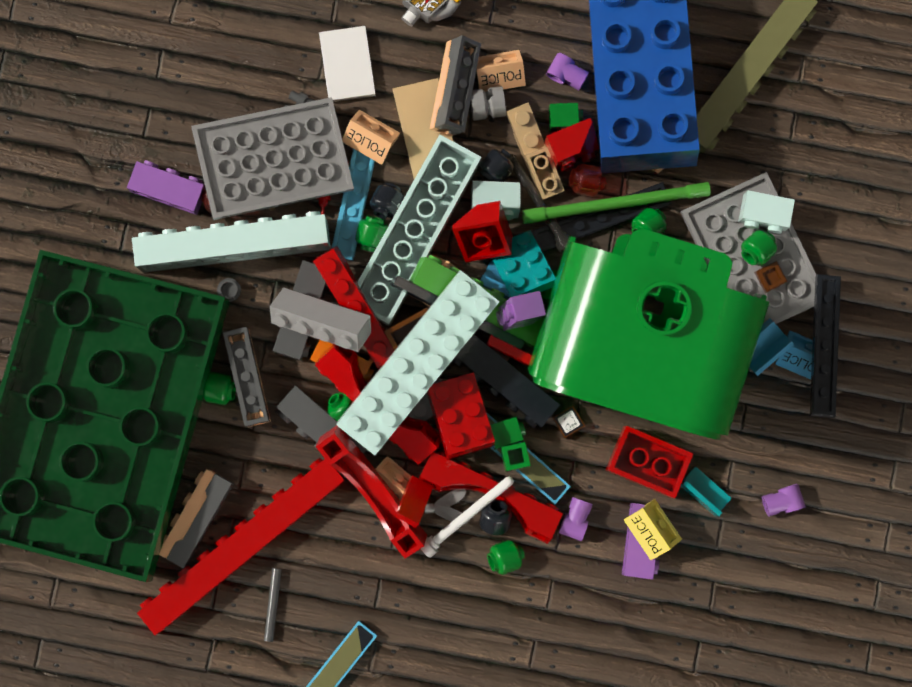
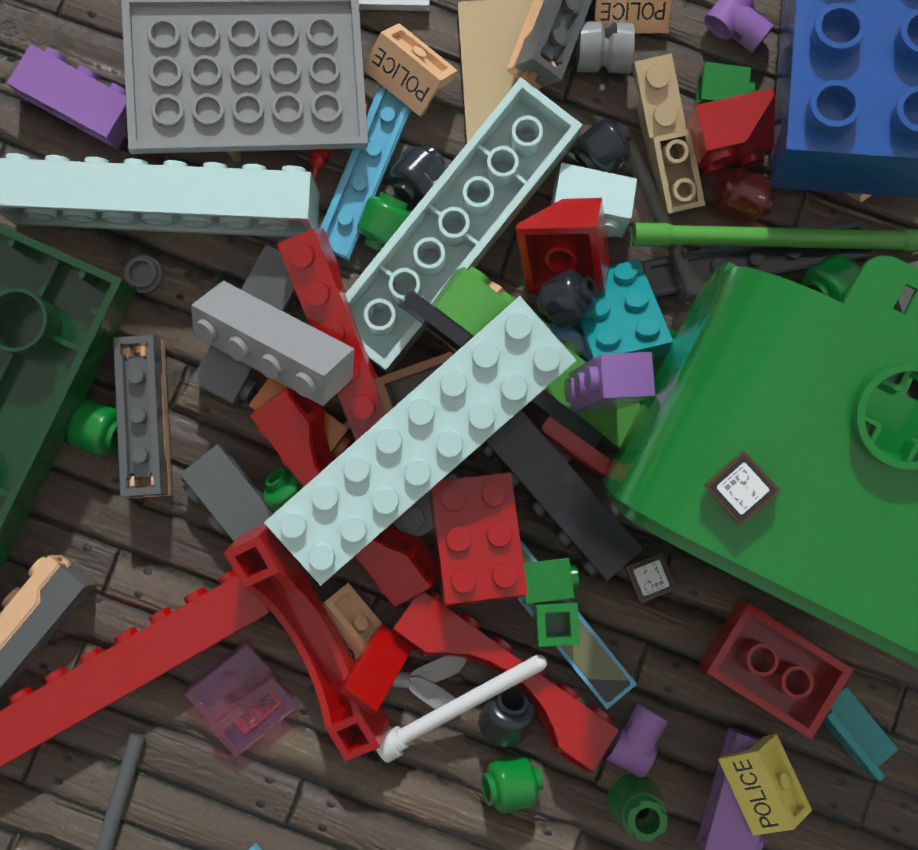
camera: 15 degrees right, 0 degrees up
(335, 535) = (241, 698): none -> clear pink slope
(490, 263) = (567, 298): none -> black head
(572, 557) = (630, 796): none -> green plant
(588, 357) = (741, 487): none -> tile

